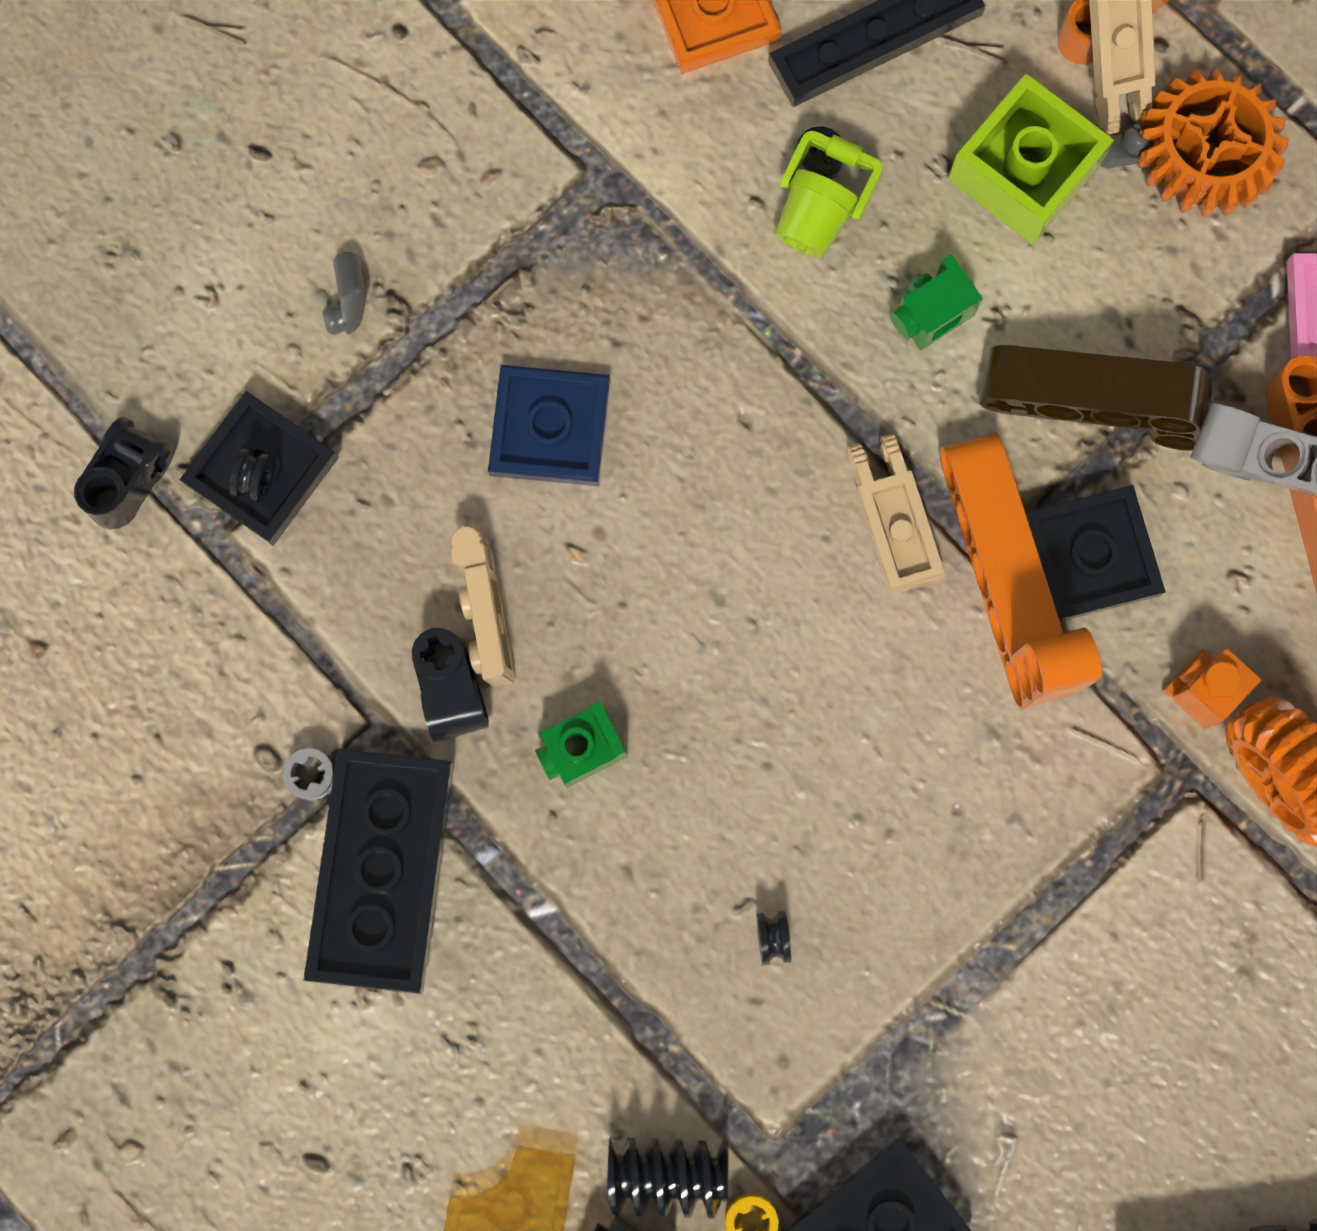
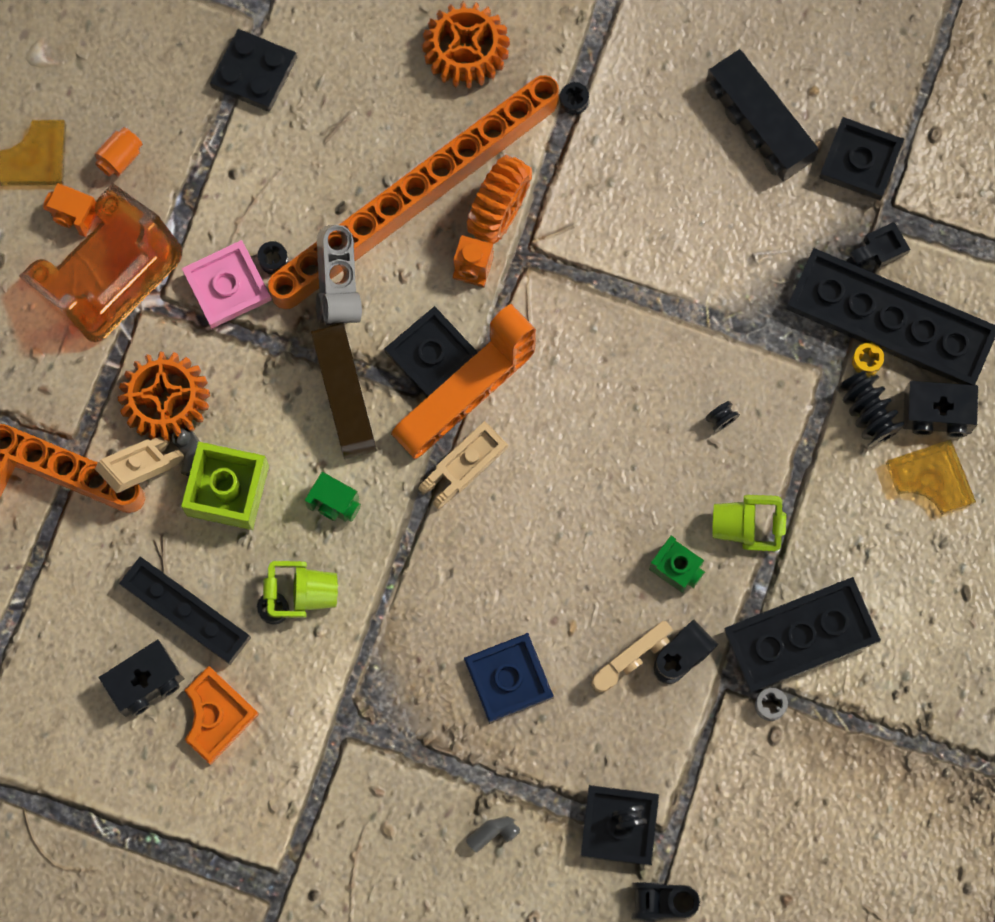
camera: 120 degrees left, 5 degrees down
(596, 871) = (737, 522): none -> lime piece

